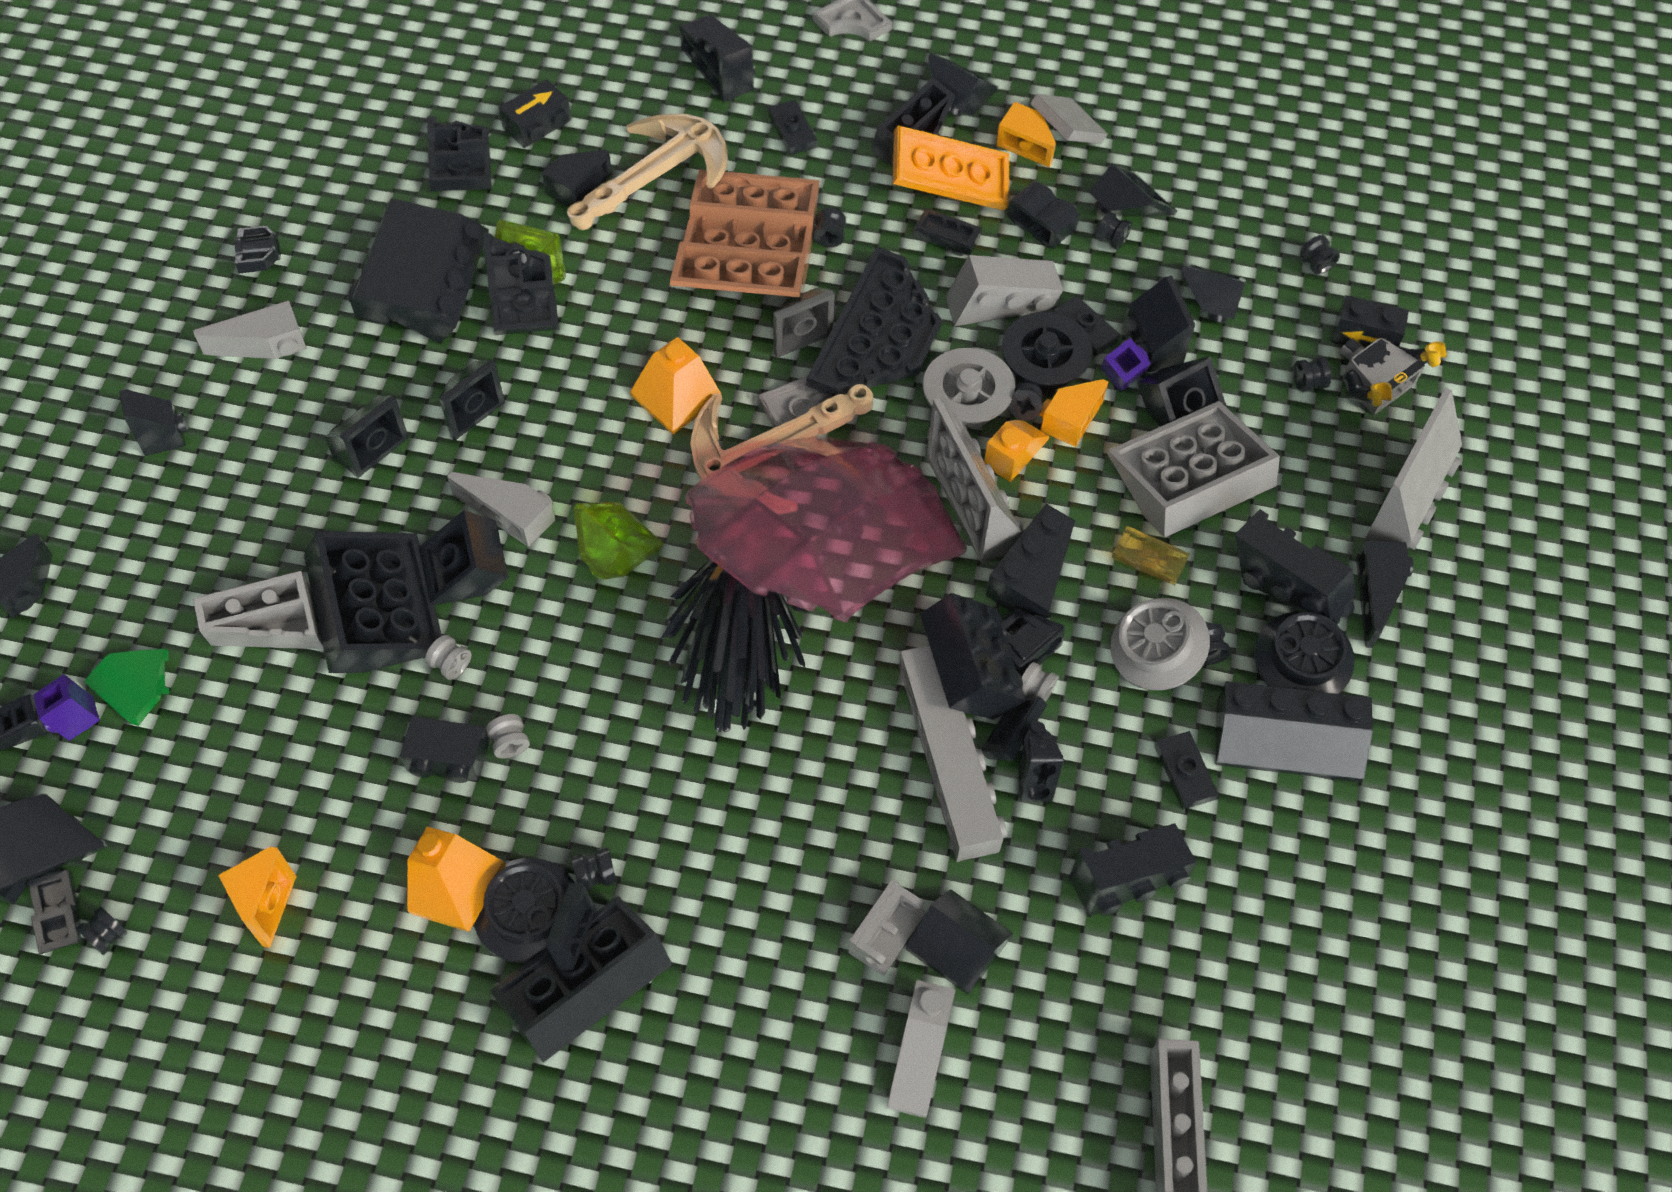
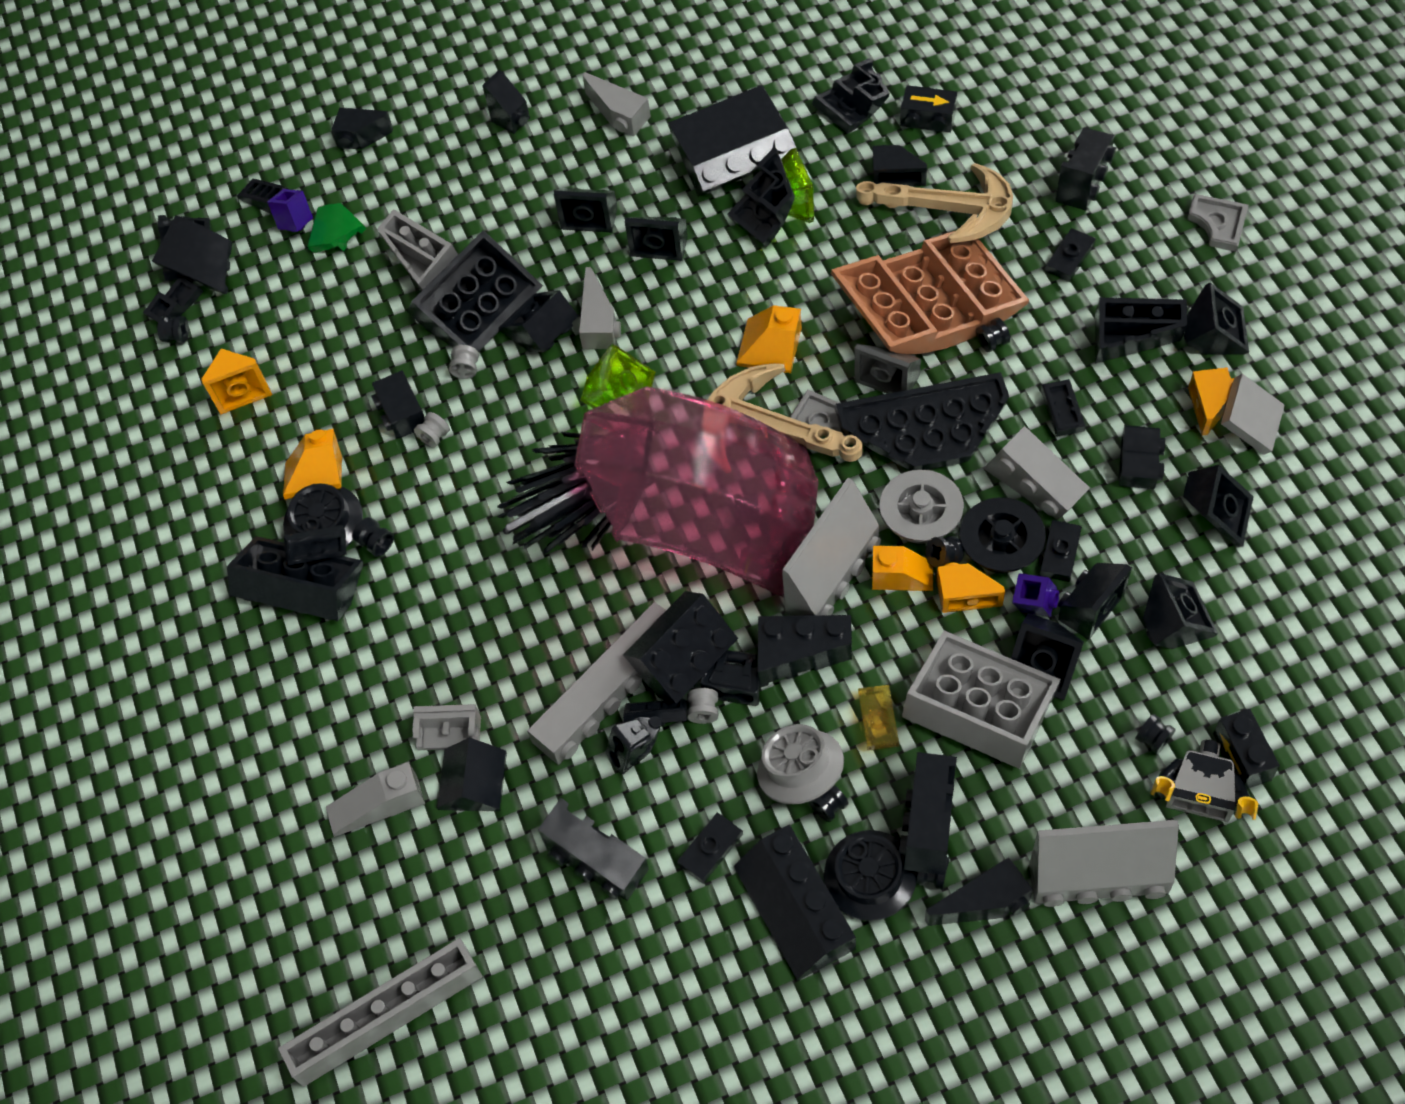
camera: 65 degrees right, 0 degrees up
(256, 249) = (677, 53): black piece -> none
(950, 168) = (1115, 368): light orange tile -> none
(1113, 230) = (1170, 512): black wheel -> none
(1319, 254) = (1291, 671): black wheel -> none

